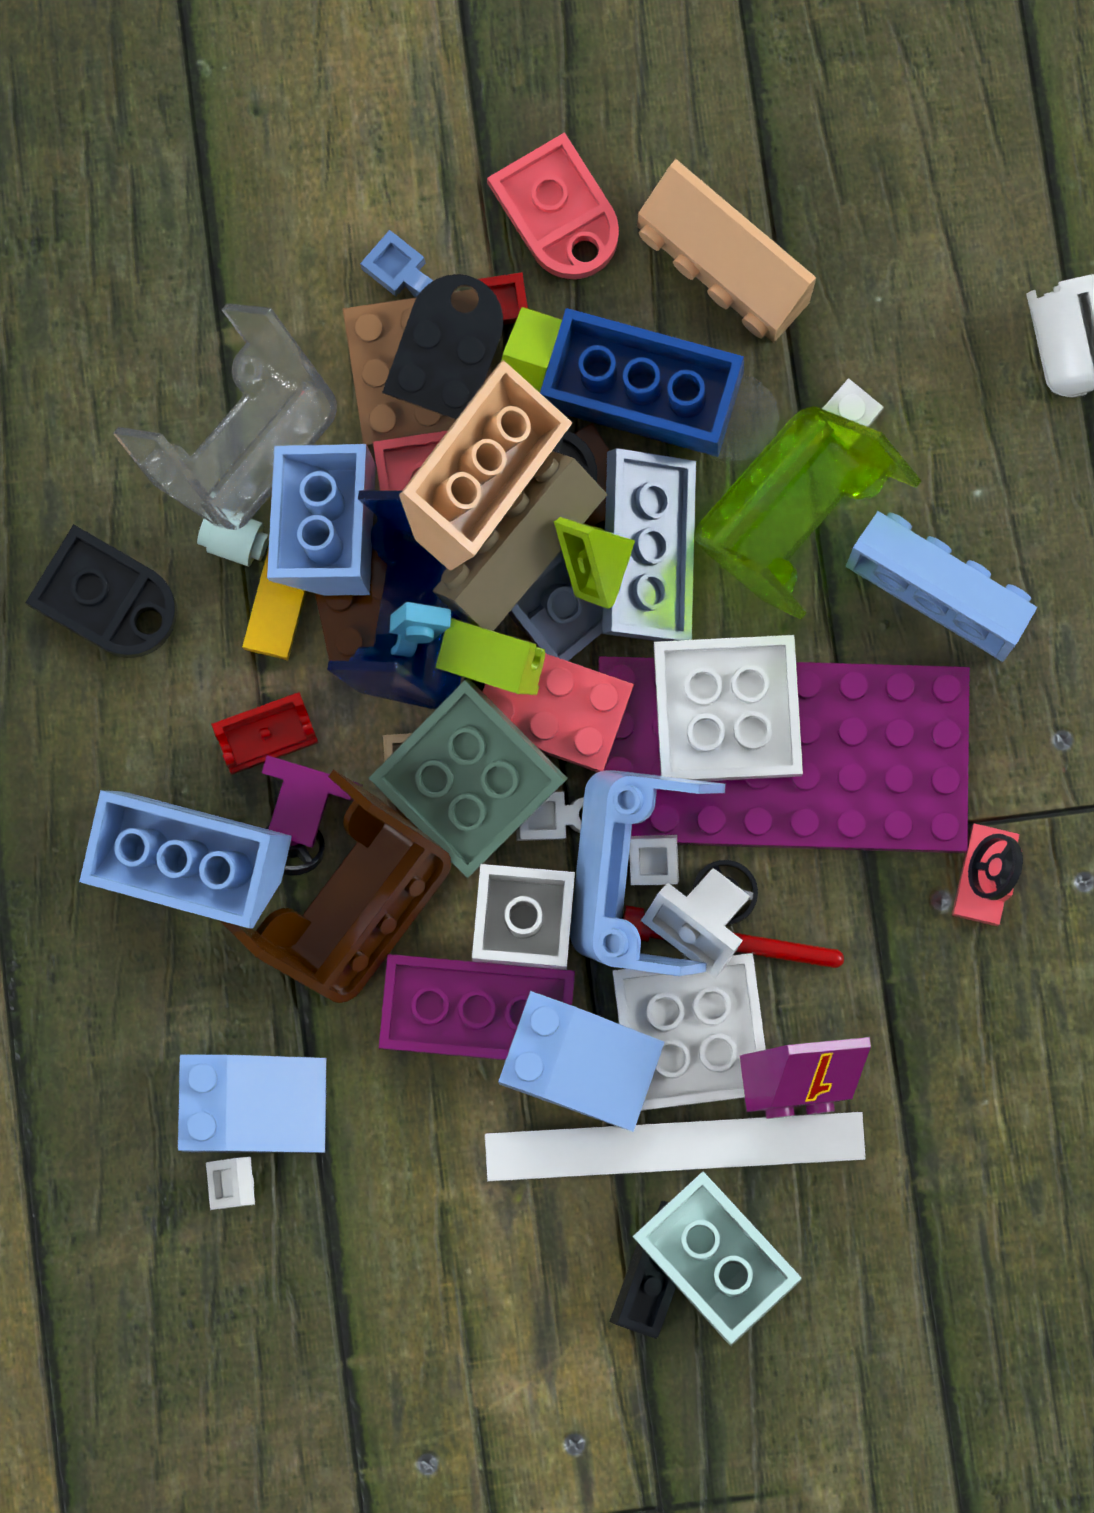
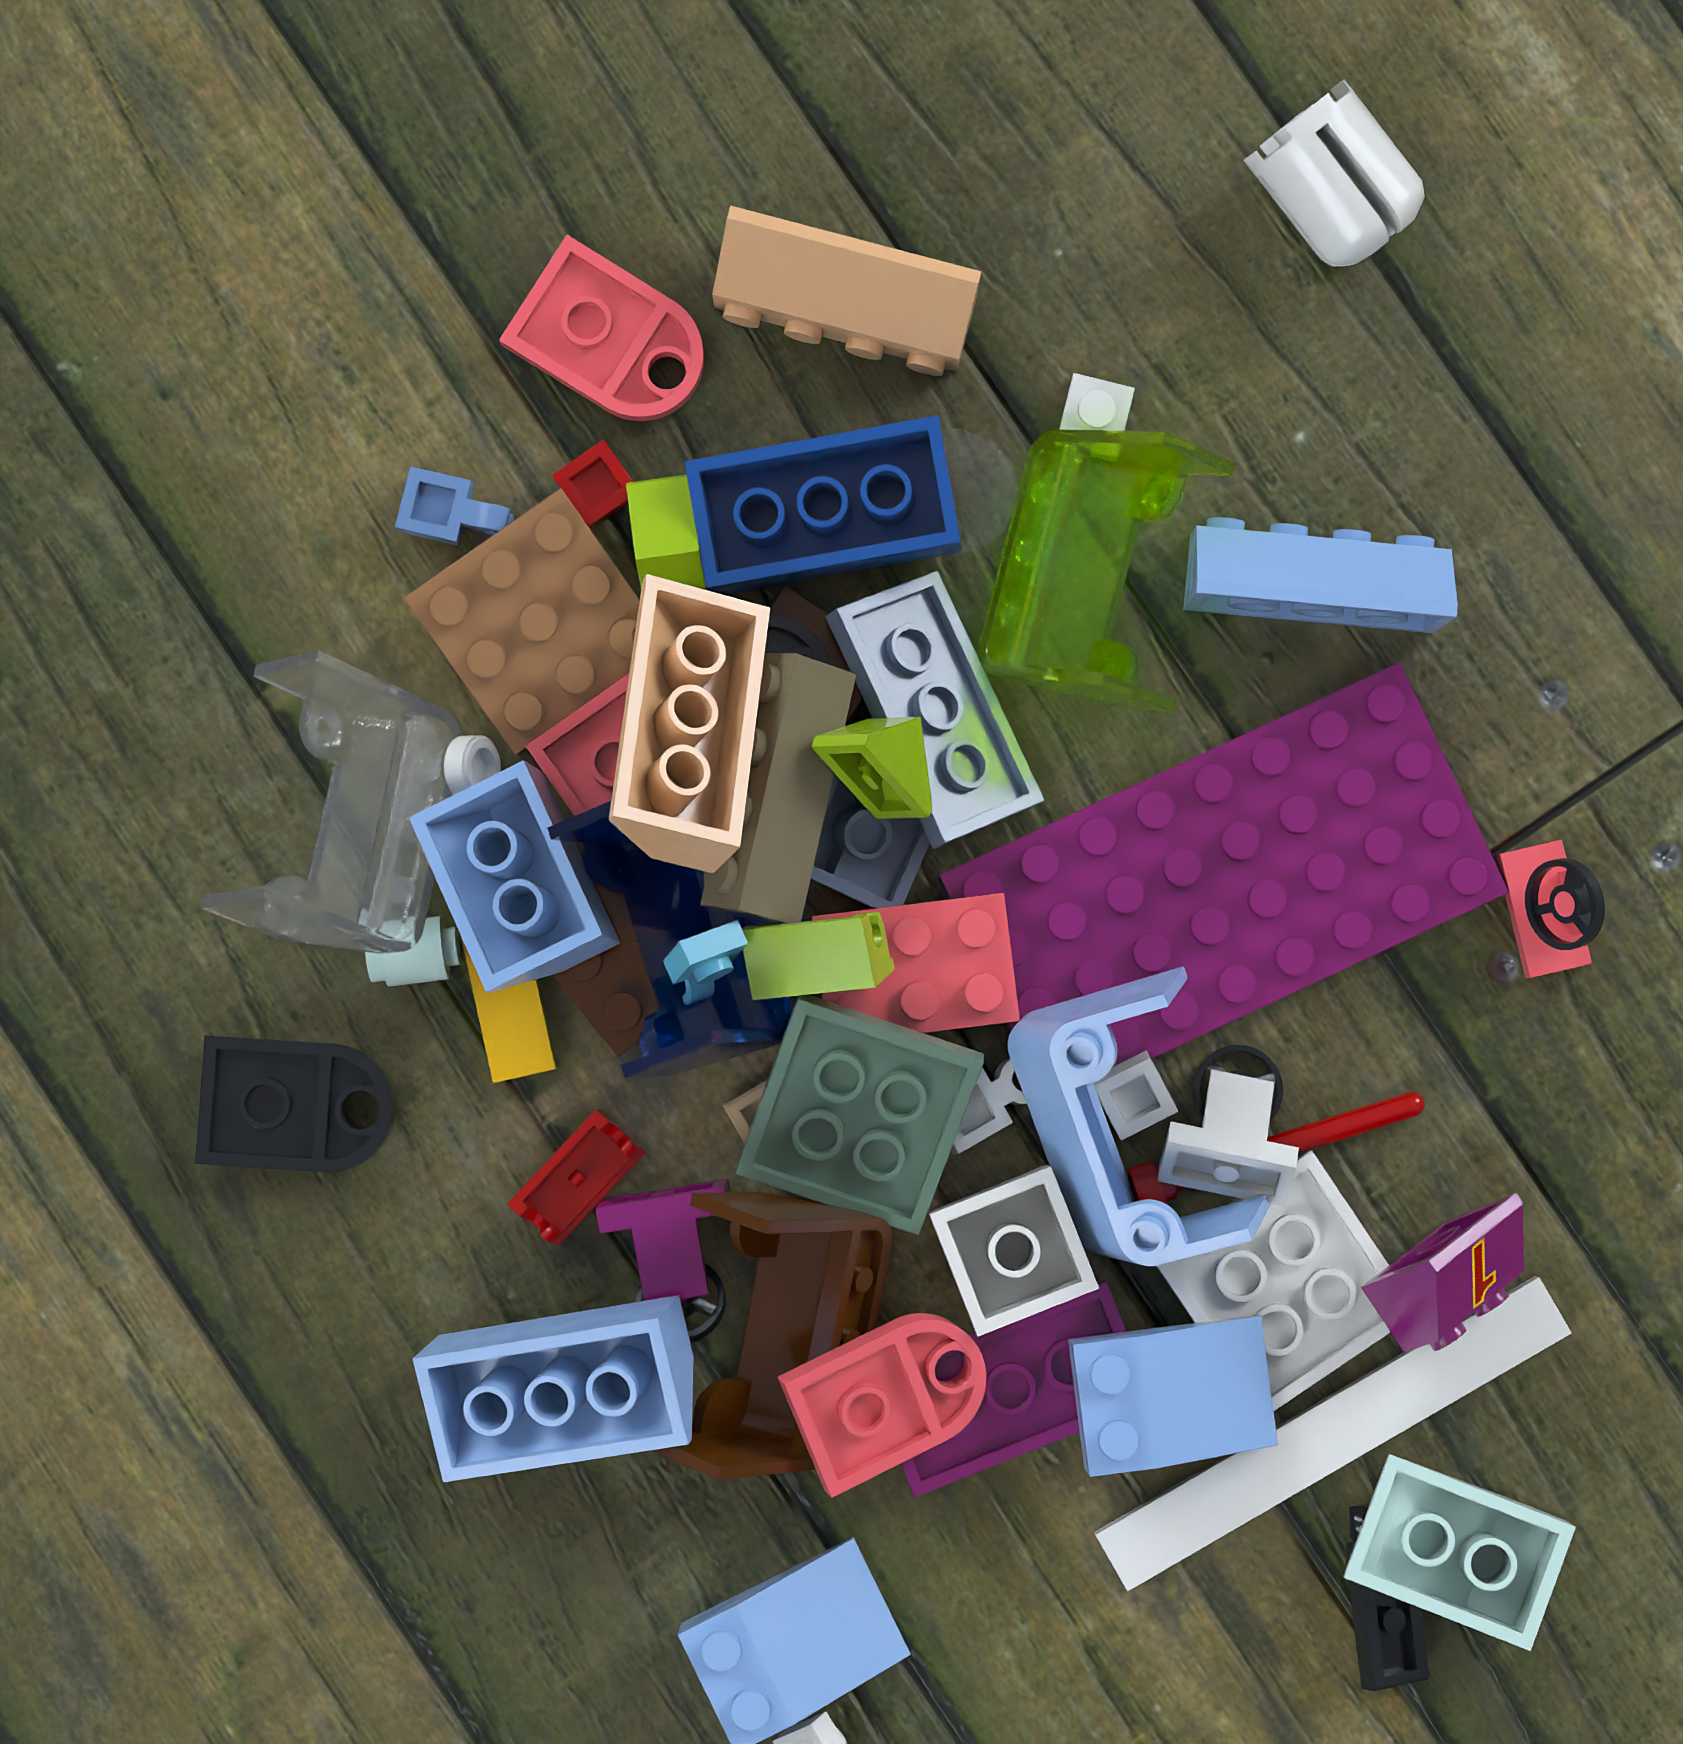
camera: 30 degrees left, 5 degrees up
(332, 431) = (470, 761): none -> white tile
(388, 966) = (881, 1399): none -> coral plate
(444, 350) = (561, 590): black plate -> none
(728, 708) = (1135, 865): white plate -> none

